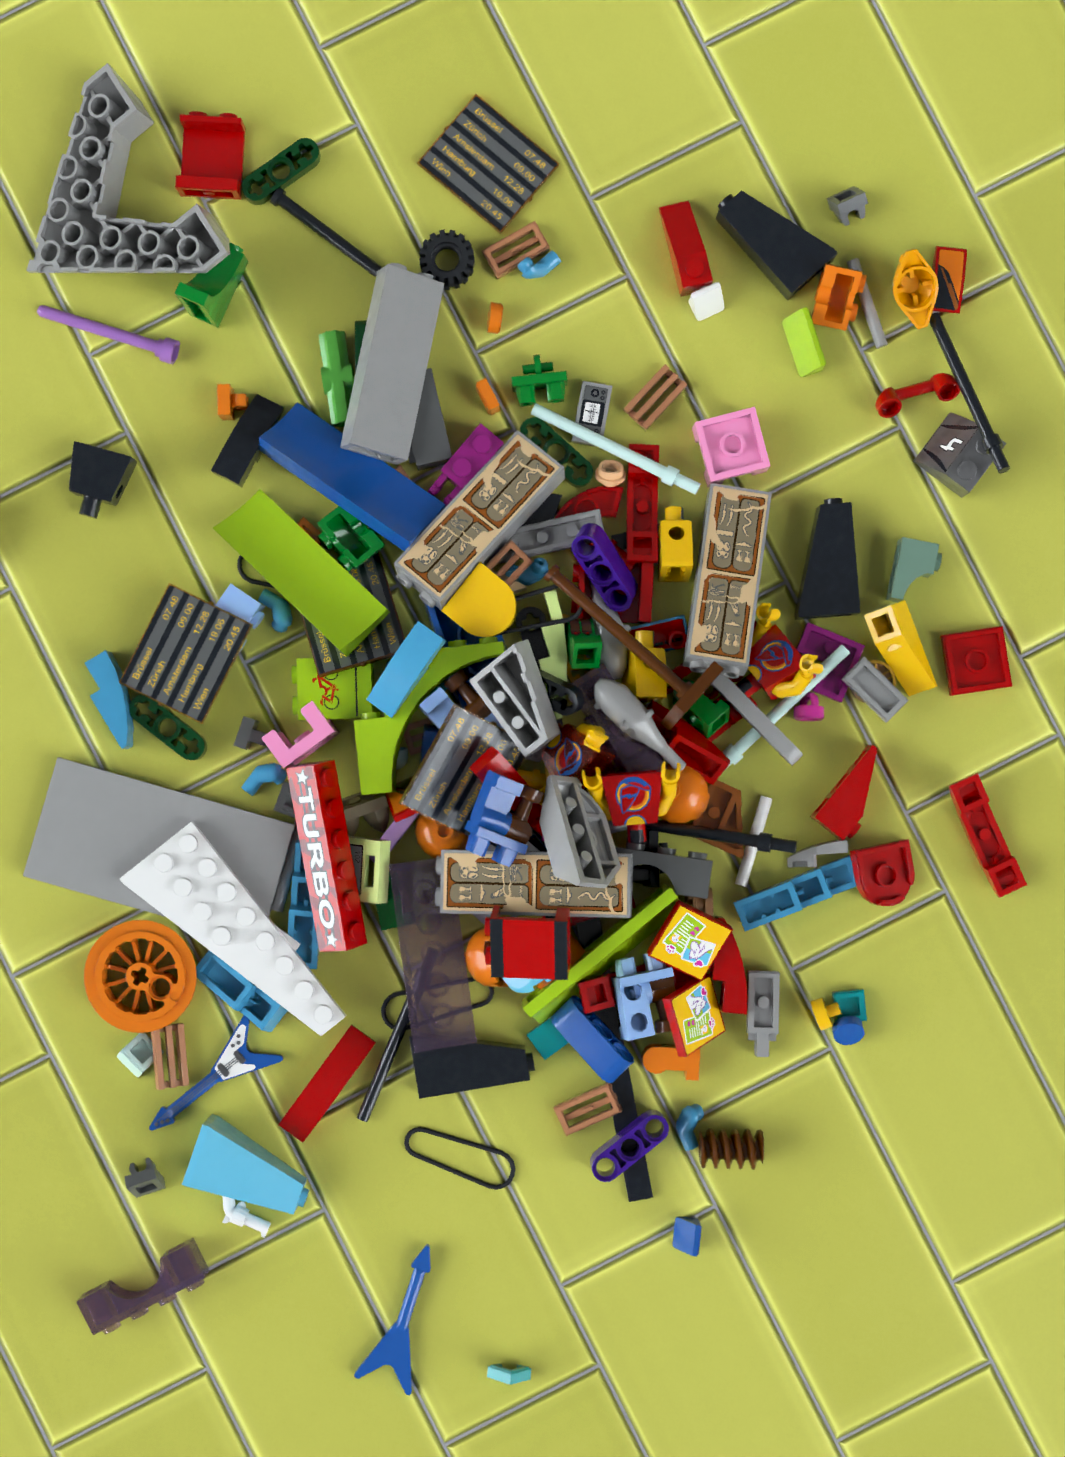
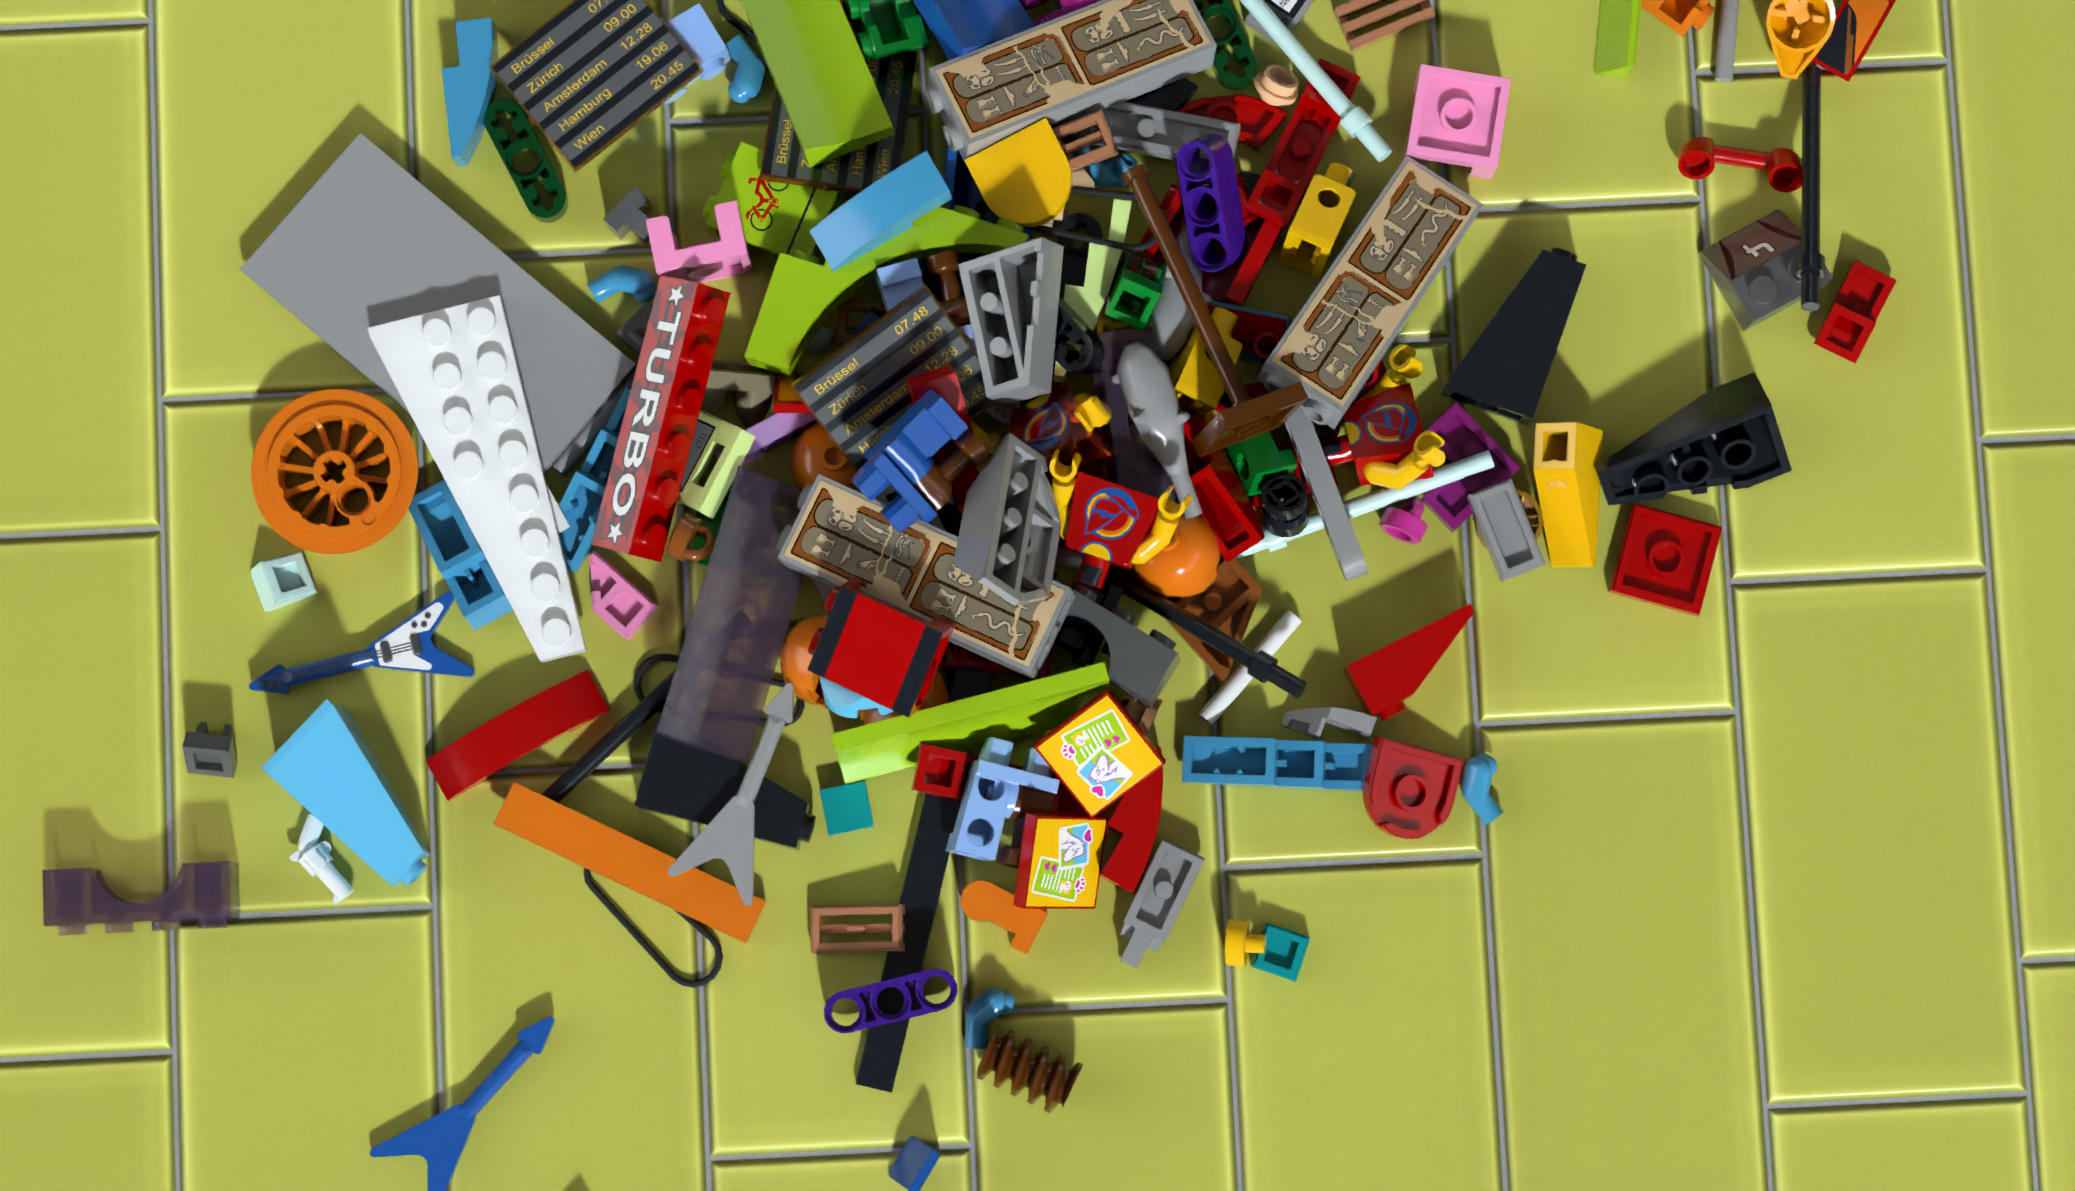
camera: 30 degrees right, 5 degrees down
(181, 1056) = (339, 606): nougat tile -> none
(349, 972) = (617, 598): none -> bright pink tile
(374, 922) = (684, 537): none -> dark orange tile
(431, 1131) = (627, 862): none -> orange tile
(486, 1088) = (732, 830): none -> light grey piece
(592, 1040) = (906, 834): blue beam -> none
(736, 741) = (1285, 505): none -> black wheel
(848, 1030) = (1263, 982): blue tile -> none
(911, 560) = (1636, 386): sand green arch -> none
(923, 852) = (1476, 787): none -> dark azure arm
(977, 572) = (1710, 442): none -> black wedge
(985, 836) = (1572, 799): red slope -> none
(1024, 455) = (1854, 311): none -> red slope

